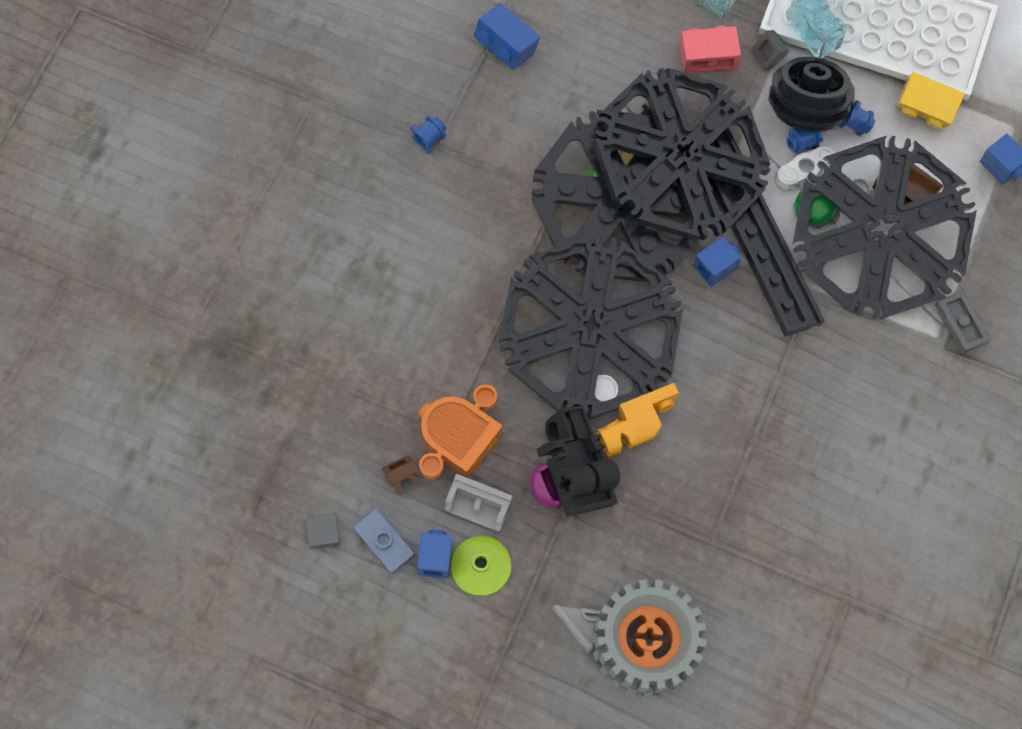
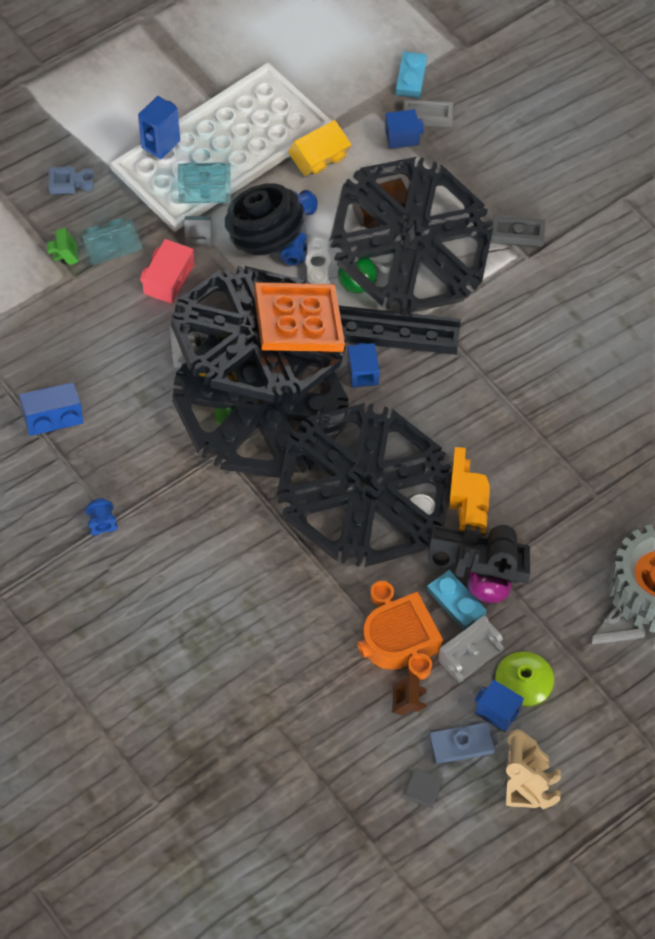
camera: 60 degrees left, 10 degrees down
(373, 611) = (525, 774): none -> tan piece
(523, 462) = (456, 600): none -> medium azure plate
(716, 176) = (298, 317): none -> orange plate

